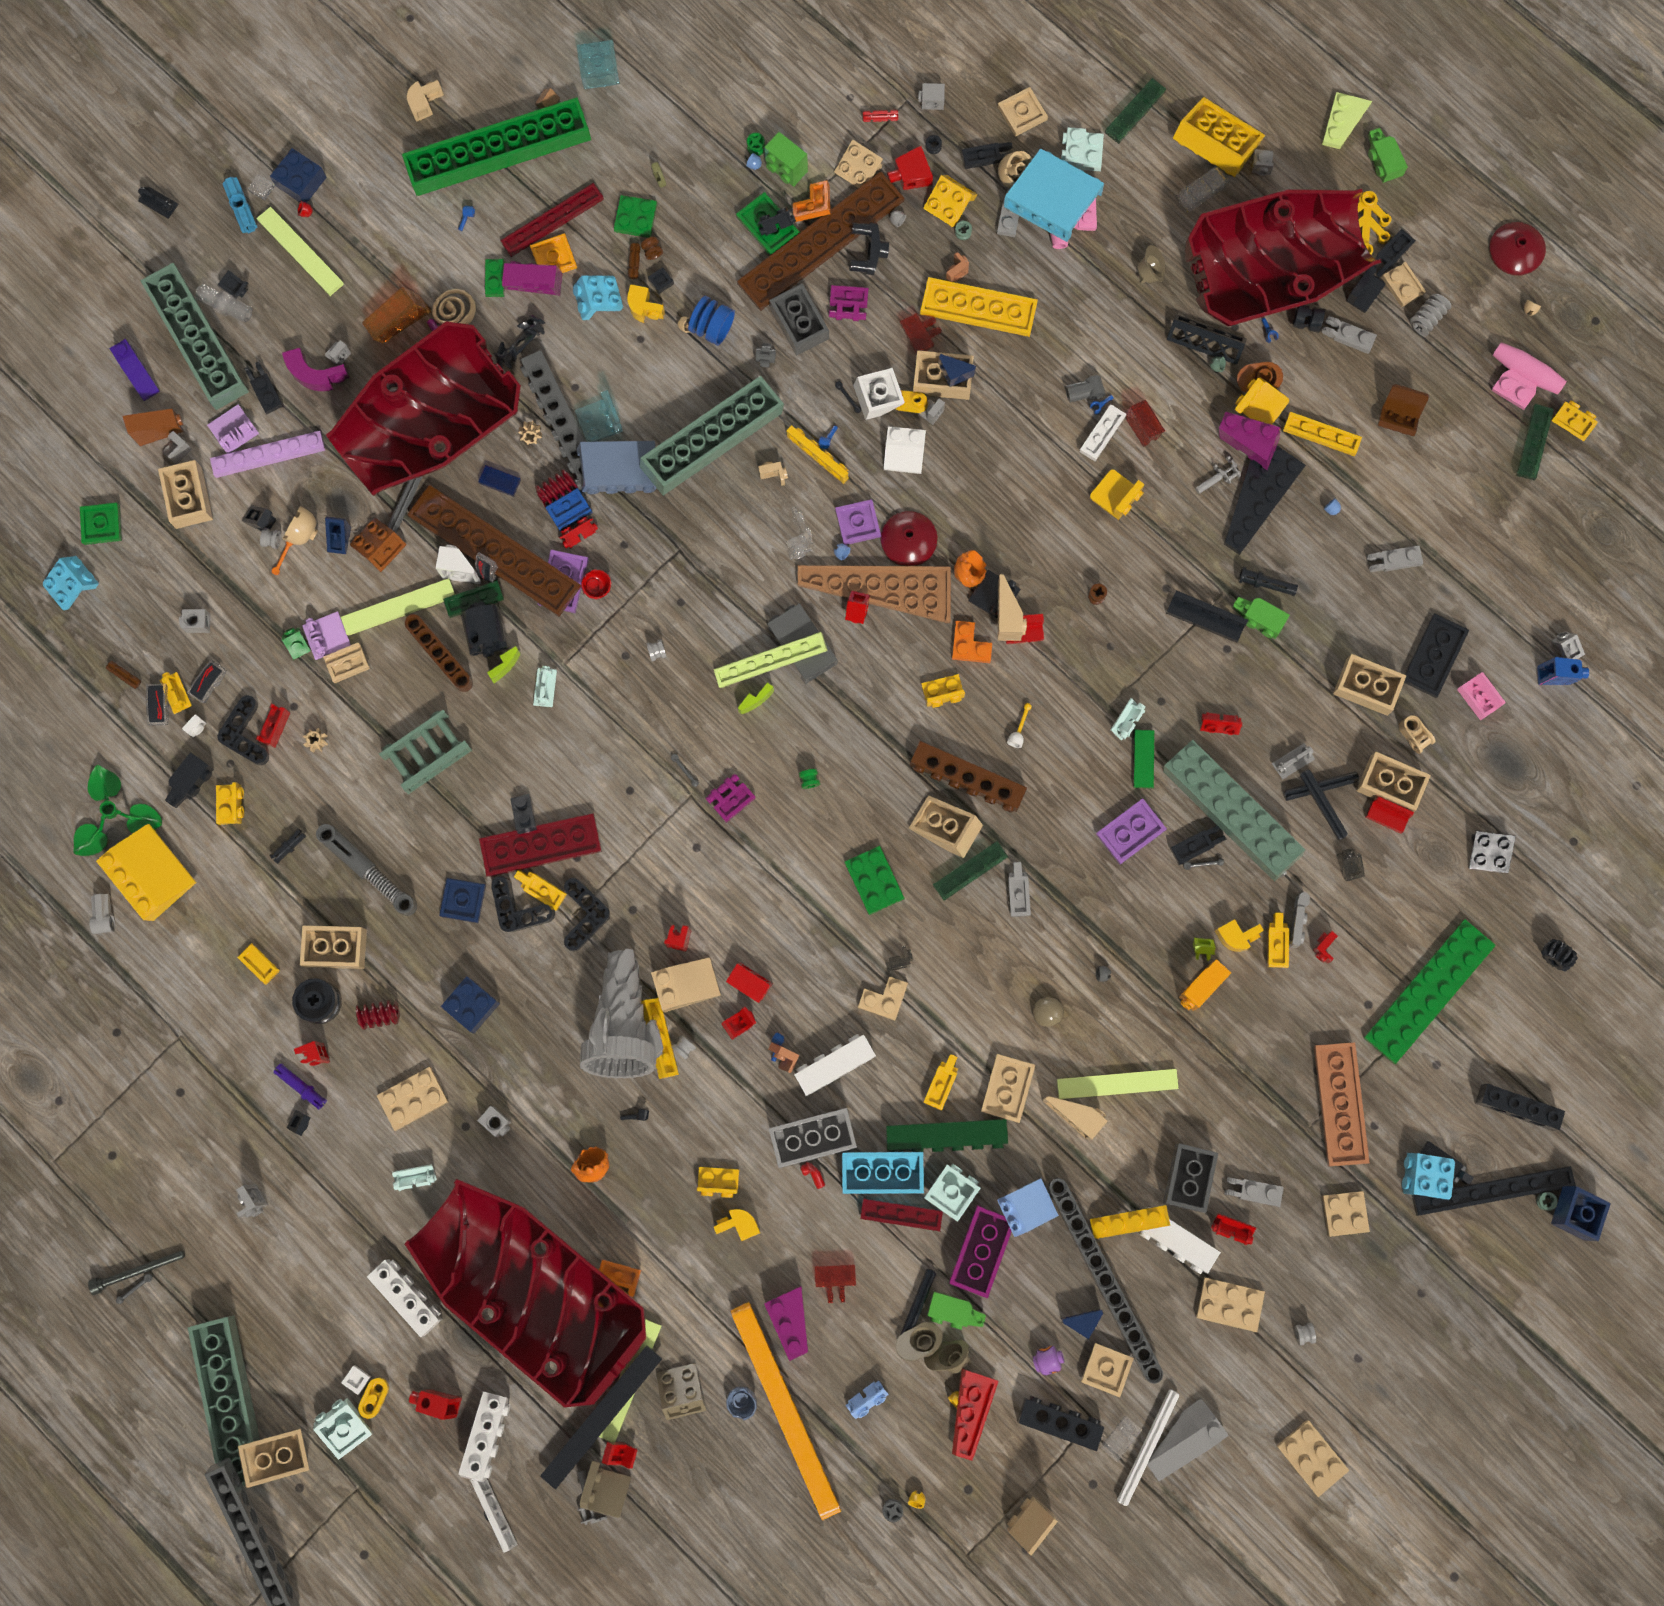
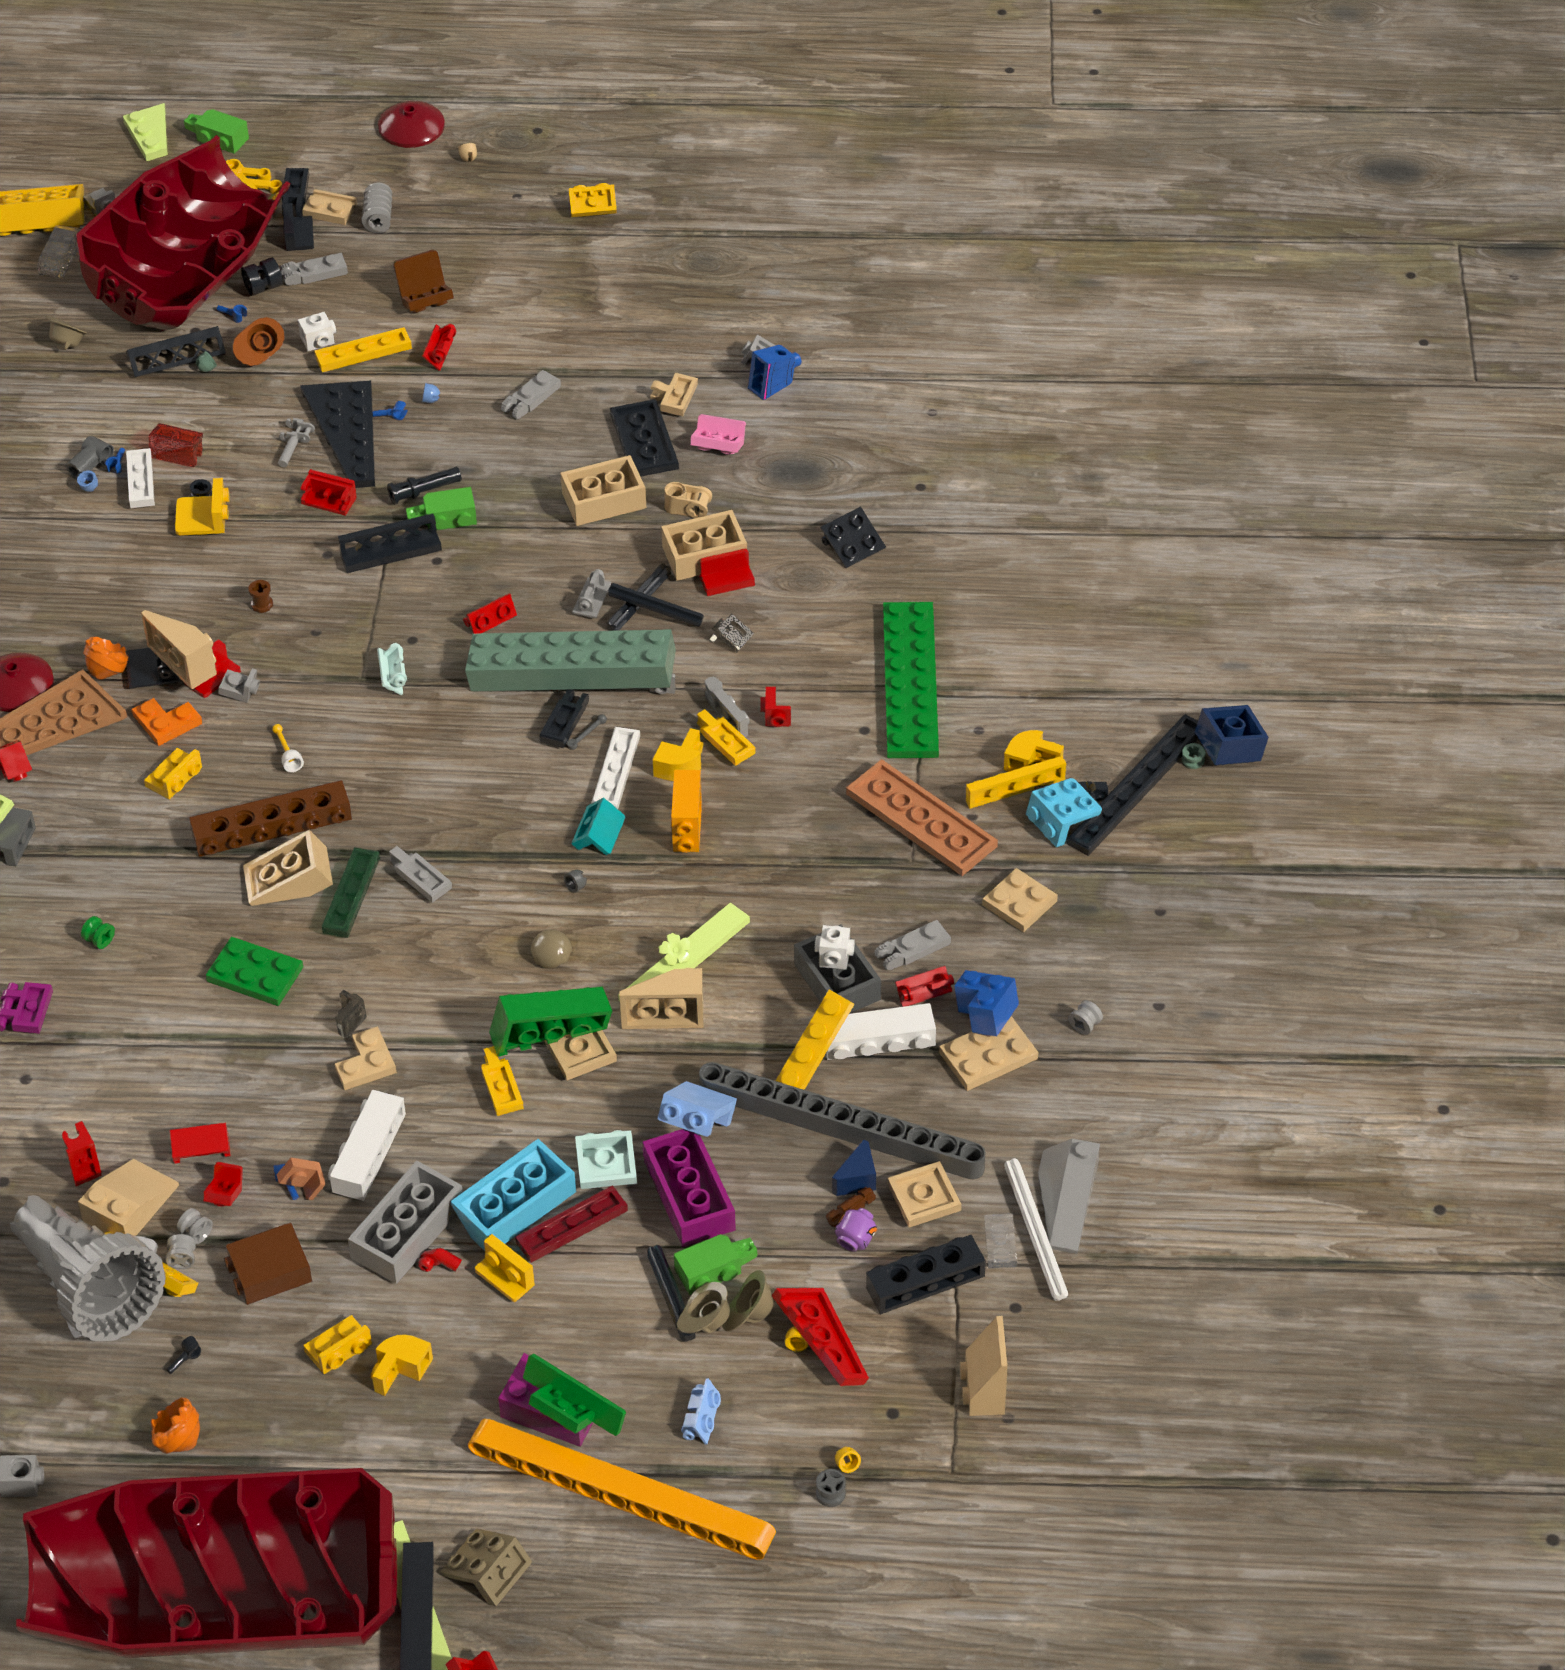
camera: 45 degrees left, 30 degrees down
(704, 1036) = (194, 1225): none -> light grey wheel
(721, 1096) = (267, 1263): none -> reddish brown brick
(741, 1403) = (565, 1515): sand blue hair -> none
(791, 1349) = (570, 1400): none -> green bracket
(835, 1276) = (554, 1329): clear red hinge -> none
(838, 1216) = (505, 1269): none -> yellow bracket
(947, 1135) = (555, 1114): dark green brick -> none
(1000, 1072) = (547, 1016): none -> green wedge
(1031, 654) = (239, 685): none -> light grey bracket
(1062, 1340) = (863, 1197): none -> reddish brown axle
(1065, 409) = (90, 477): none -> medium blue hinge
(1113, 1079) = (675, 949): none -> yellowish green plant
(1131, 831) = (486, 751): medium lavender plate -> none
(1137, 471) = (200, 484): none -> black bush
(1144, 759) = (440, 691): green tile -> none
(1148, 945) = (599, 826): none -> teal panel
(1188, 1173) = (834, 947): none -> white brick
(1196, 908) = (617, 765): none -> white tile
(1204, 541) = (328, 492): none -> red hinge
(1204, 946) = (655, 789): lime tile -> none
(1250, 436) = (292, 387): magenta wedge -> none
(1259, 1277) = (987, 1000): none -> blue brick
(1262, 402) = (279, 359): yellow bracket -> none
(1301, 505) = (396, 412): none -> blue hand
(1304, 396) = (316, 331): none -> white brick
(1312, 1458) = (1204, 1115): tan plate -> none
(1370, 470) = (439, 345): none -> red hinge
(1428, 1130) = (1015, 782): none -> yellow plate
(1449, 1111) = (1029, 749): none -> yellow brick
(1485, 637) = (676, 395): none -> tan plate
(1520, 1107) = (1088, 700): black brick -> none
(1524, 375) = (512, 198): bright pink plate -> none
(1534, 442) = (572, 237): clear green plate -> none
(1559, 955) = (997, 565): black gear -> none

